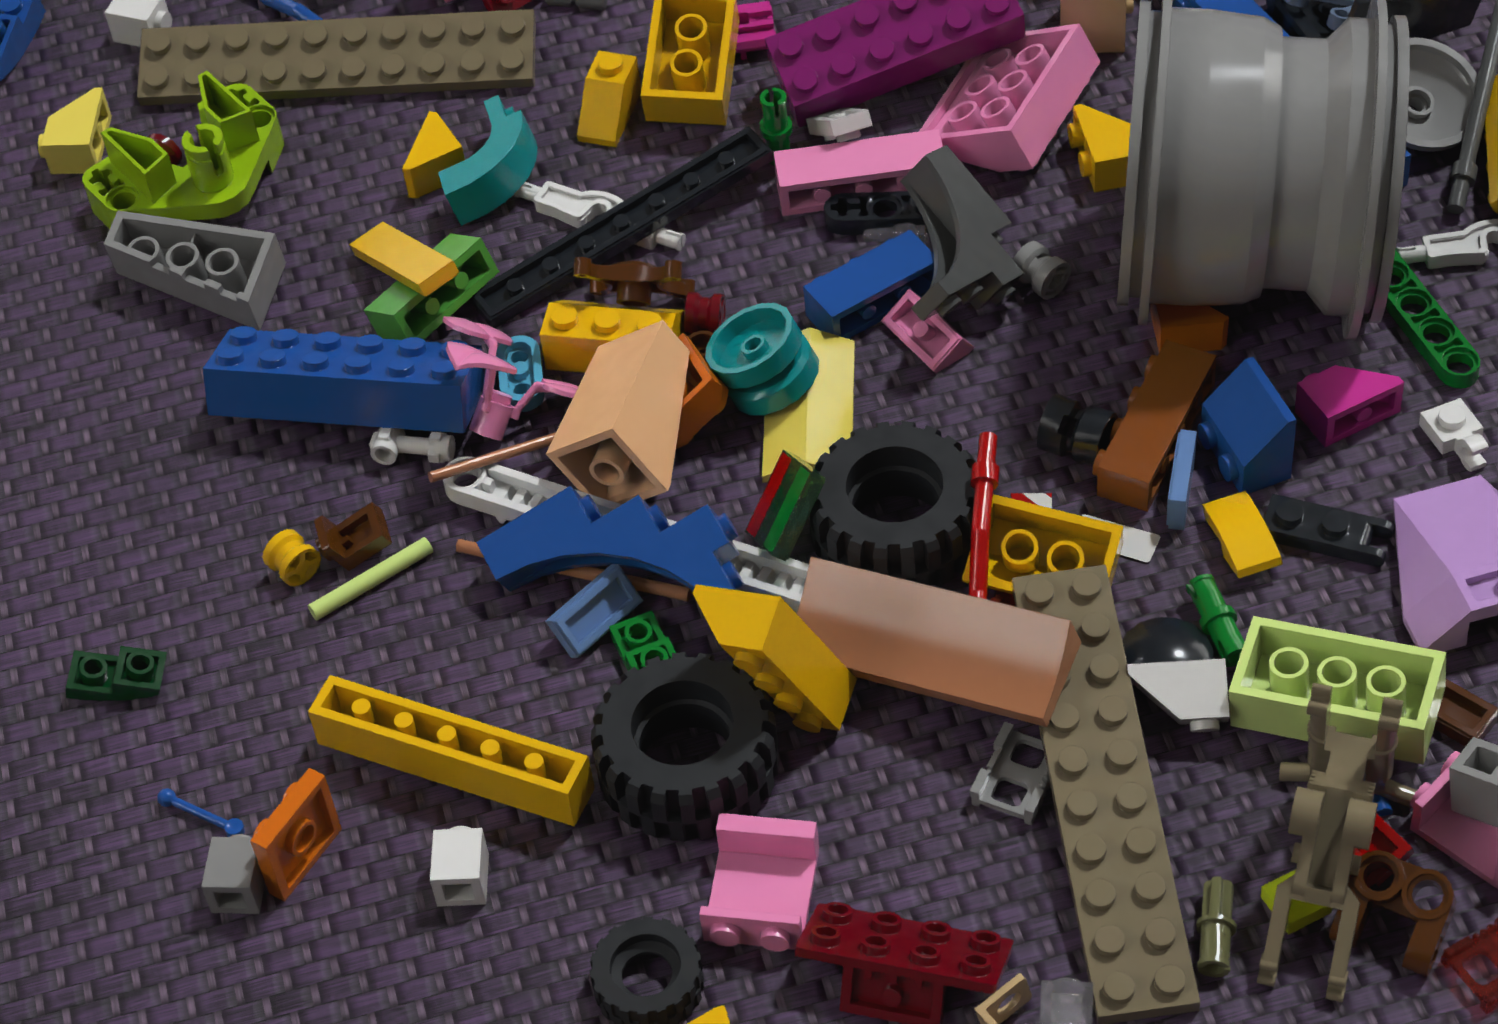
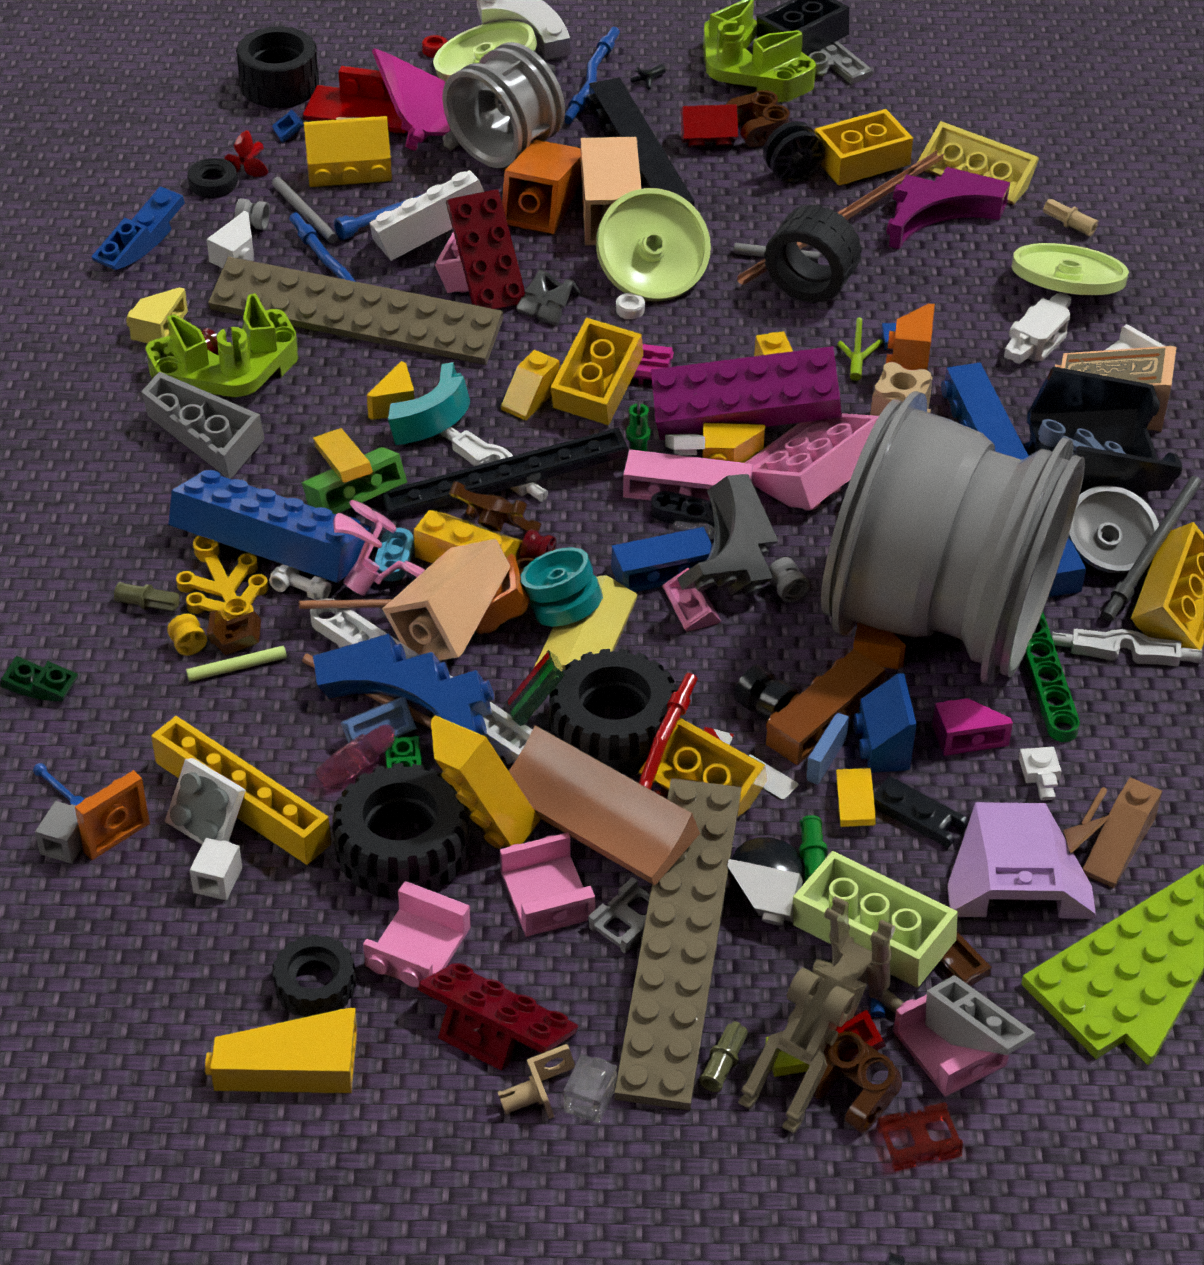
camera: 10 degrees right, 5 degrees down
(216, 521) = (146, 597): none -> olive axle
(335, 503) = (233, 605): none -> yellow plant
(412, 784) = (204, 803): none -> light grey piece
(582, 661) = (355, 756): none -> clear pink hinge
(896, 765) = (545, 884): none -> bright pink panel
(897, 105) = (732, 441): none -> yellow slope

